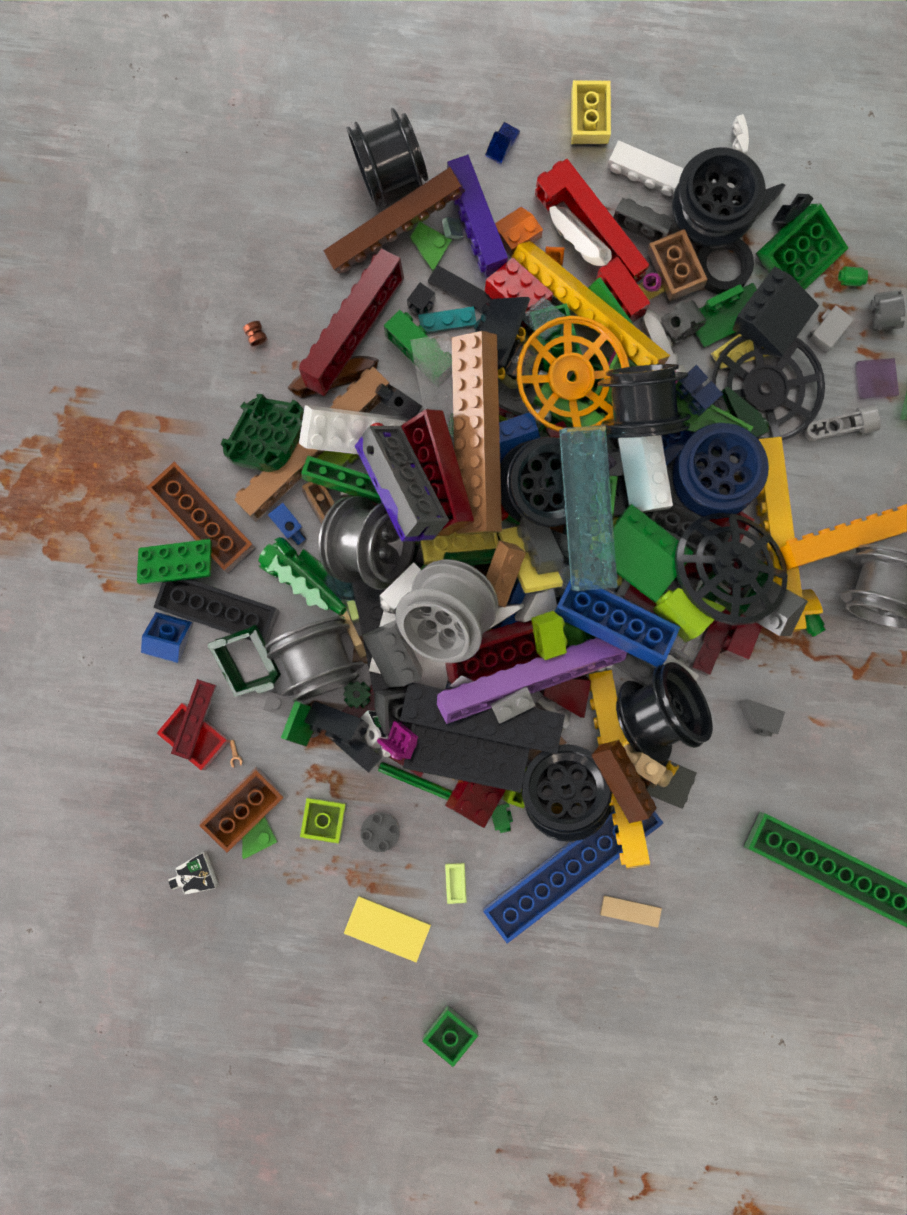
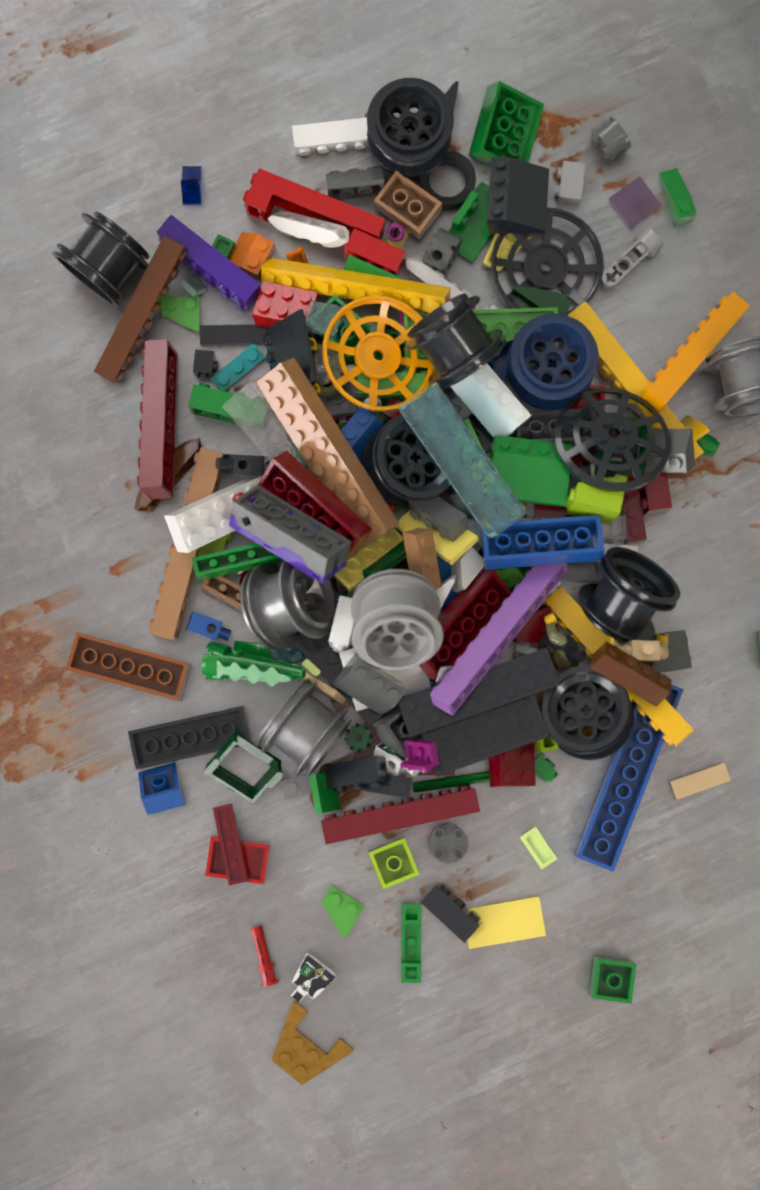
camera: 35 degrees left, 0 degrees up
(145, 934) = (299, 1054): none -> pearl gold wing
(163, 841) = (265, 965): none -> red pin
(174, 562) = (130, 719): green bracket -> none
(235, 754) = (282, 853): light nougat hand -> none
(241, 809) = (317, 897): dark orange slope -> none
(255, 334) = (77, 479): copper wheel -> none
(264, 434) = (141, 561): dark green tile -> none
(297, 898) = (411, 943): none -> green slope
(347, 892) = (452, 912): none -> black brick
(351, 782) = (400, 815): none -> dark red brick
(498, 209) = (223, 245): none -> green plate
(512, 705) = (498, 666): light grey plate -> none
(549, 635) = (493, 588): lime brick -> none
(578, 723) = (561, 647): none -> torso
(590, 112) = (253, 115): light yellow brick -> none
(695, 394) = (492, 308): dark blue piece -> none
(741, 131) = (399, 66): white slope -> none
(762, 717) = (712, 550): dark grey slope -> none
(790, 212) = (479, 95): black slope -> none
(853, 276) = (562, 126): green brick -> none

